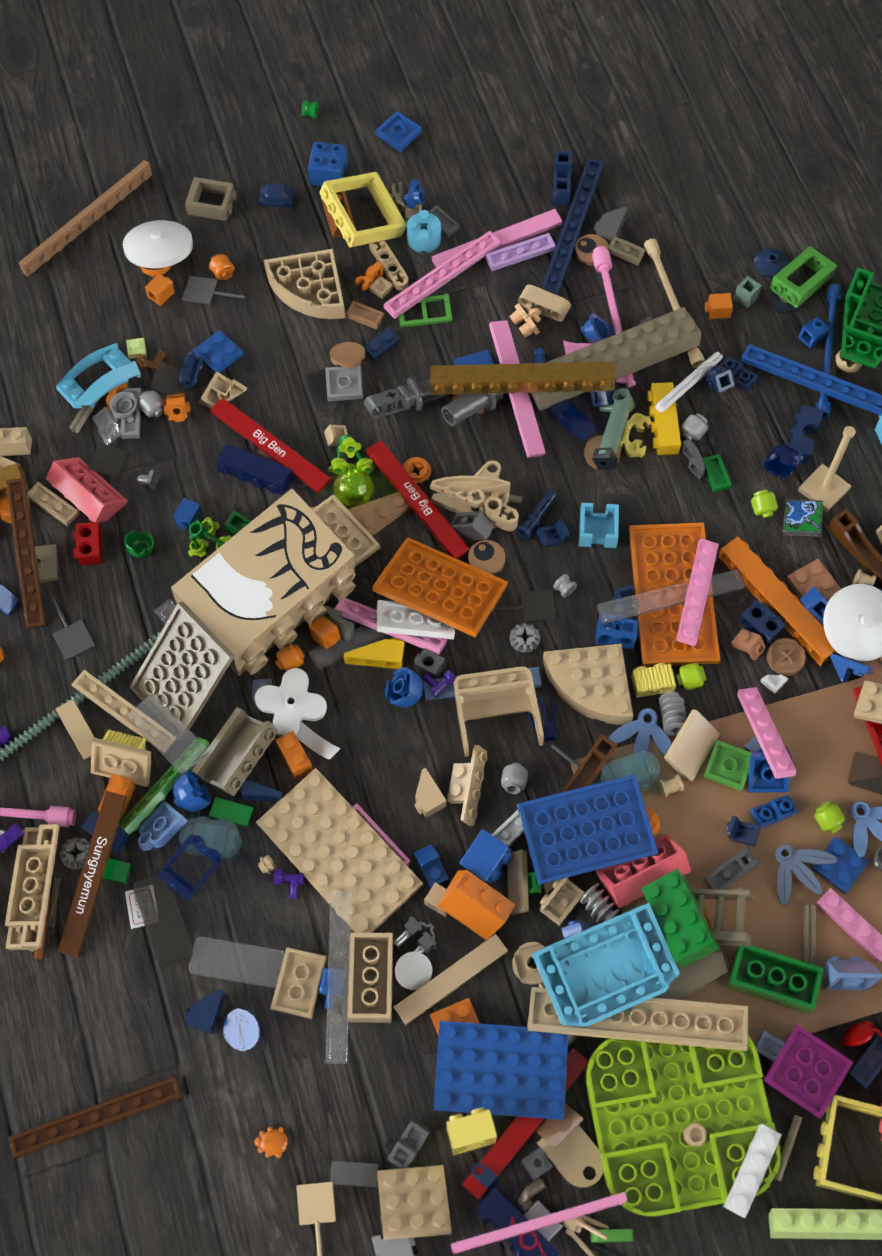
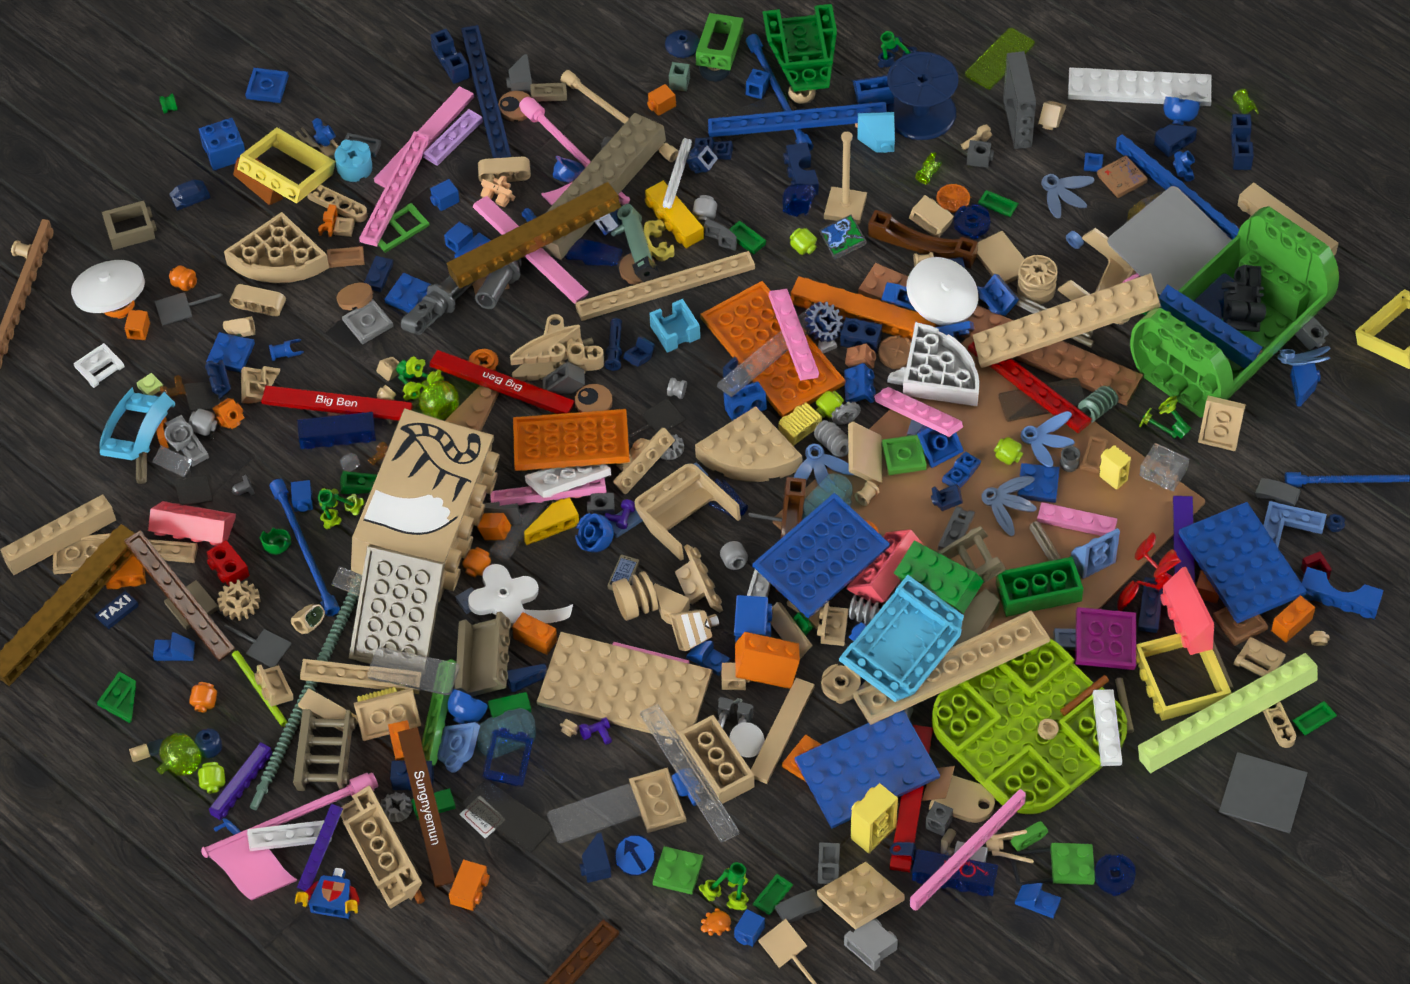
camera: 30 degrees left, 10 degrees down
(33, 755) = (307, 740): none -> dark tan fence
(41, 674) = (250, 675): none -> lime piece
(50, 678) = (273, 685): none -> tan bracket
(76, 584) = (238, 600): none -> tan gear
(84, 970) = (468, 885): none -> orange brick
(107, 304) = (95, 361): none -> white plate
(113, 175) = (20, 249): none -> tan bush
(119, 631) = (308, 618): none -> tan rock
(146, 625) = (328, 602): none -> blue hose
(239, 334) = (240, 327): none -> tan rock
(246, 504) = (349, 462): none -> clear tile
(259, 372) = (284, 350): none -> blue piece
(268, 317) = (257, 300): none -> tan beam
(272, 1066) = (678, 870): none -> bright green plate
(294, 1169) = (749, 928): none -> blue brick
(309, 1112) = (736, 876): none -> plant
(316, 458) = (386, 393): none -> tan plate
(339, 1145) = (773, 894): none -> green tile
(394, 373) = (407, 293): none -> blue plate
(400, 770) = (639, 594): none -> tan wheel
(408, 740) = (625, 568): none -> tile
(432, 831) = (692, 627): none -> tan torso
(467, 344) = (458, 236): none -> blue brick
(479, 300) = (444, 195): none -> blue brick
(491, 637) = (642, 457): none -> tan bracket
(616, 482) = (665, 285): none -> tan plate
(700, 694) = (851, 409): none -> light grey gear
(726, 613) = (827, 346): none -> white tile
(731, 670) = (859, 383): none -> blue bracket
(739, 588) = (824, 321): none -> dark blue gear
(752, 1119) = (1084, 695): none -> dark orange bar
(813, 698) = (940, 368): none -> white brick

